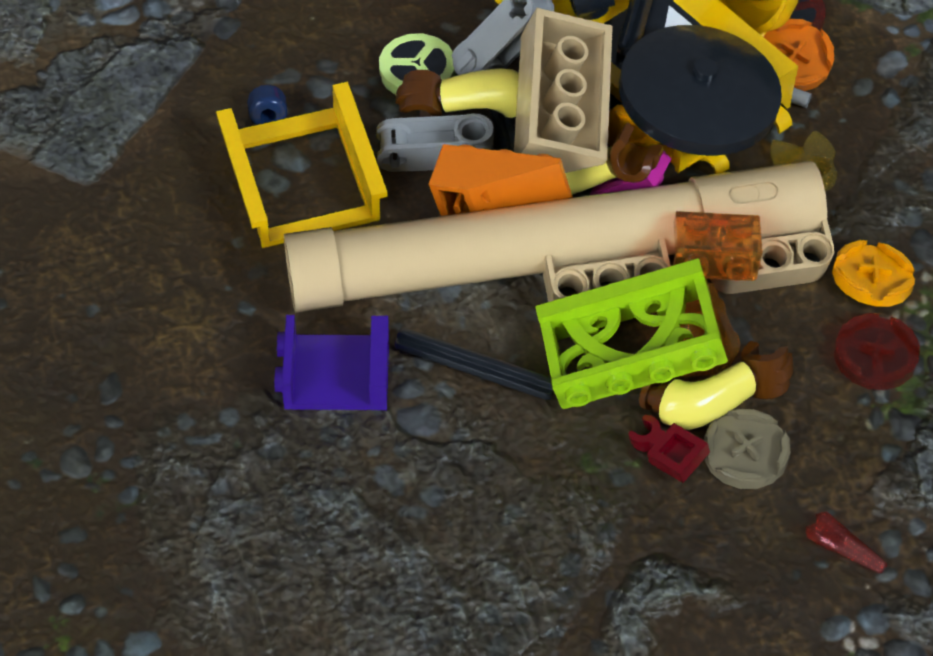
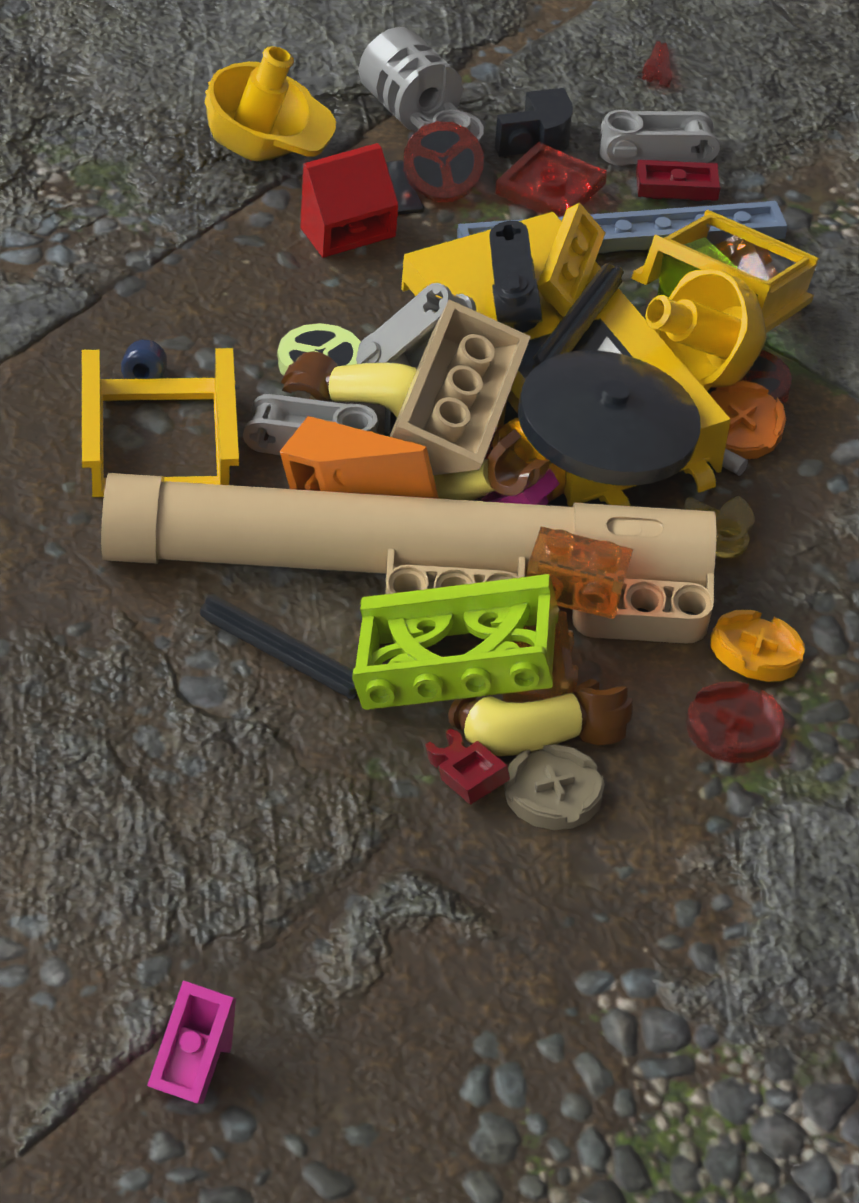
camera: 10 degrees right, 10 degrees down
(334, 369) = (126, 623): dark purple panel -> none
(835, 537) = (626, 893): clear red piece -> none

